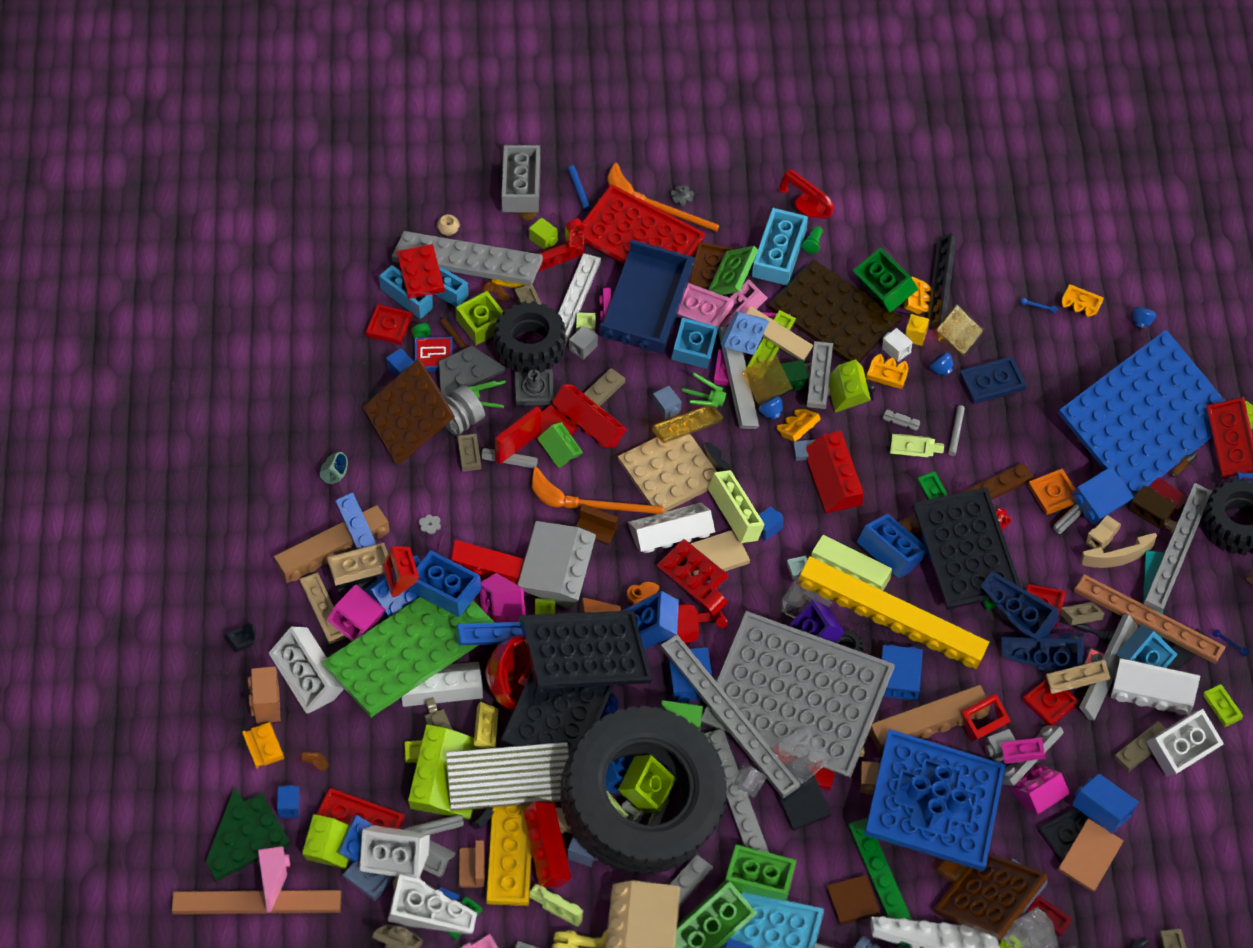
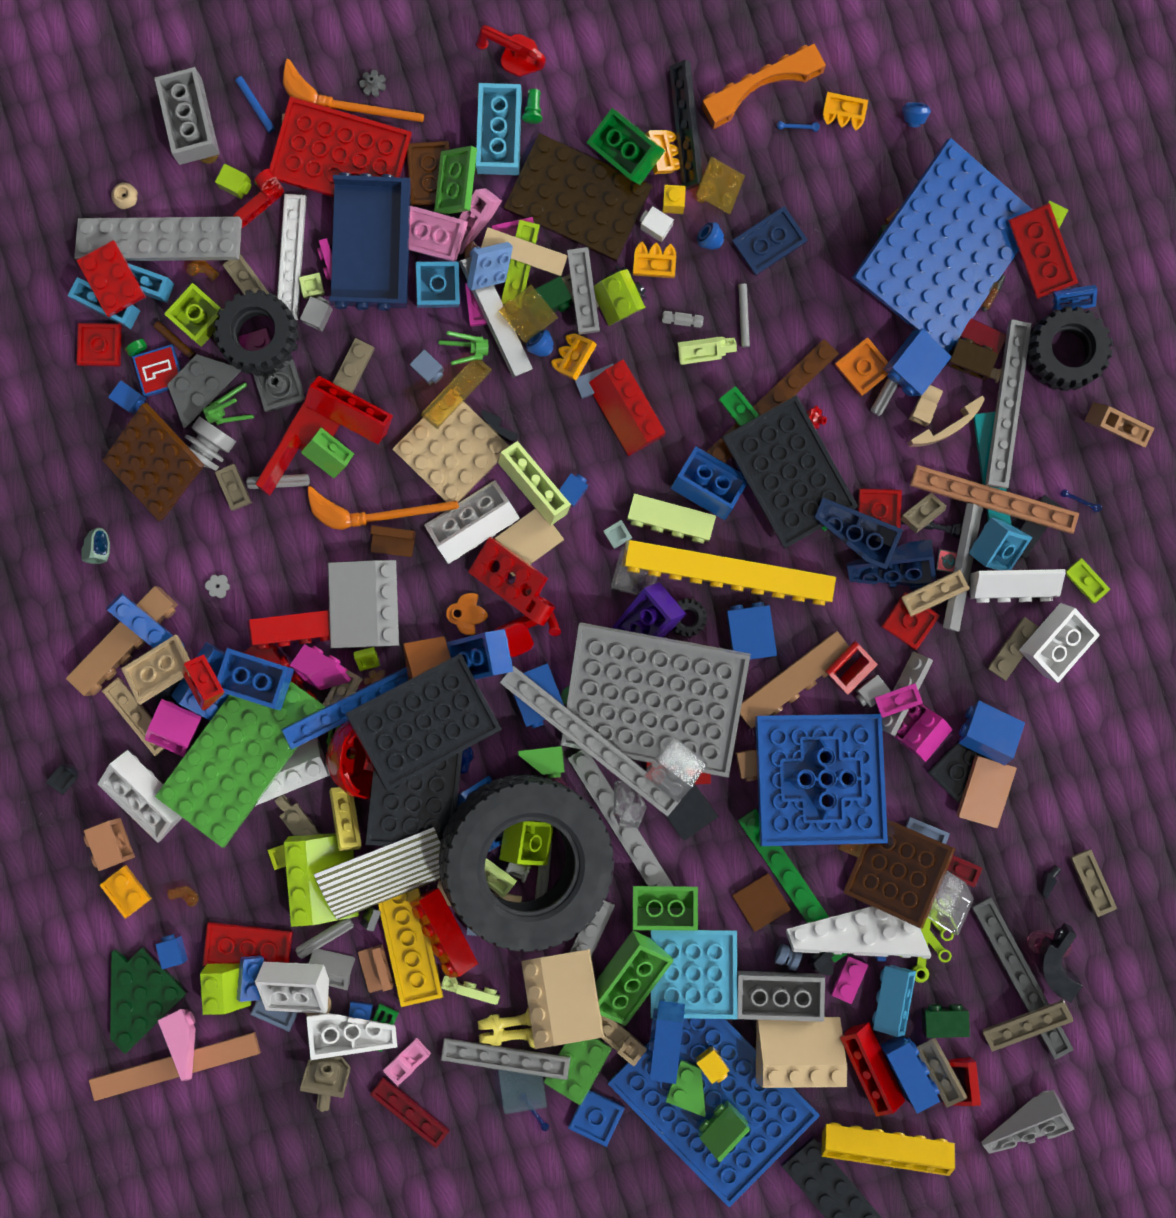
camera: 10 degrees left, 30 degrees up
(1049, 261) = (798, 67): none -> orange arch

